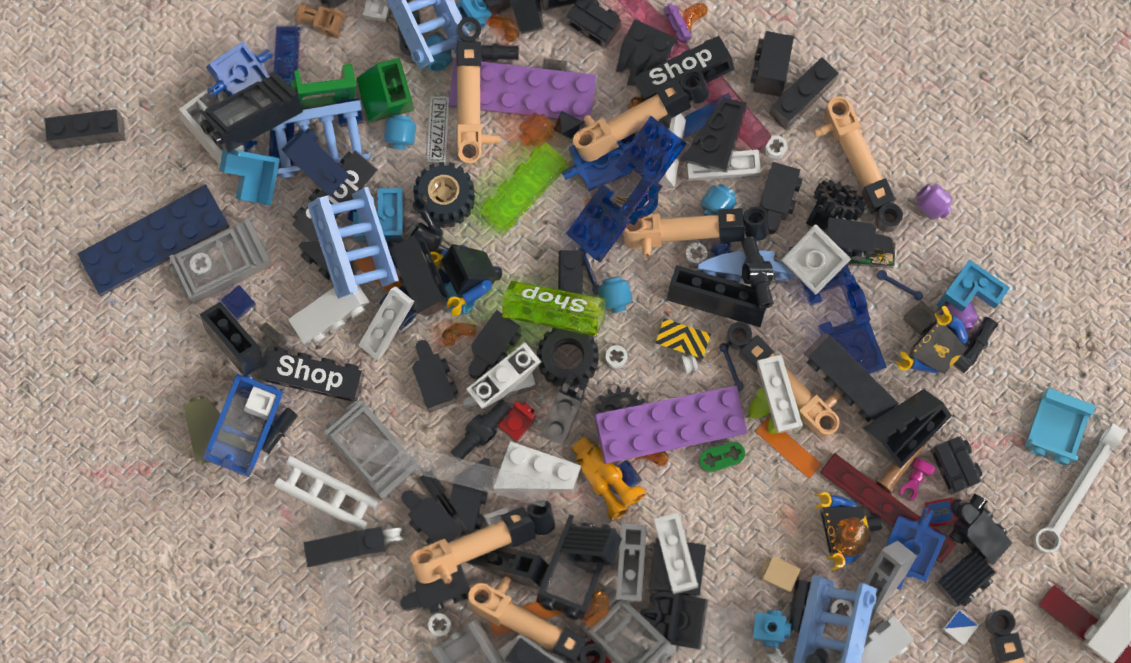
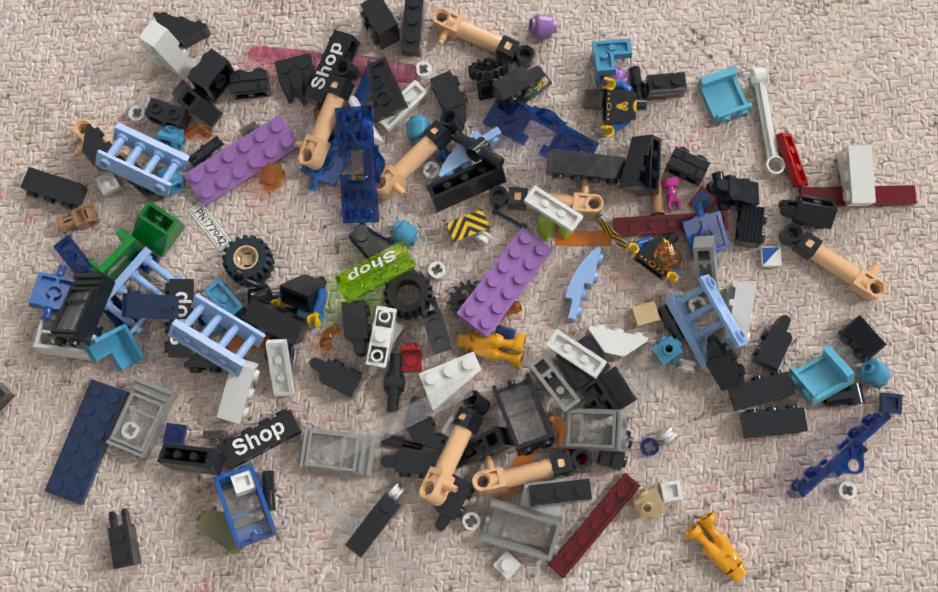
camera: 40 degrees left, 0 degrees up
(108, 361) = (123, 541): none -> black hinge
(330, 508) = (325, 512): white bar -> none
(400, 132) = (187, 246): dark azure head -> none
(468, 93) = (195, 169): light nougat piece -> none
(523, 189) = (294, 217): clear neon green brick -> none
(567, 125) = (288, 158): black slope -> none
(591, 544) = (521, 392): black brick -> none
(677, 23) = (301, 45): medium lavender axle -> none
(694, 13) = (306, 34): clear orange arm -> none
(724, 462) = (553, 278): green beam -> none
(728, 576) = (615, 342): none -> white slope
(753, 485) = (583, 277): none -> light blue slope
(815, 259) = (505, 113): white tile -> none
(820, 488) = (611, 233): none -> sticker
(882, 275) = (549, 93): dark blue hinge -> none
(1006, 365) = (665, 85): none -> black brick
(1039, 615) = (810, 211): none -> black hinge
(1070, 550) = (792, 160): none -> red tile

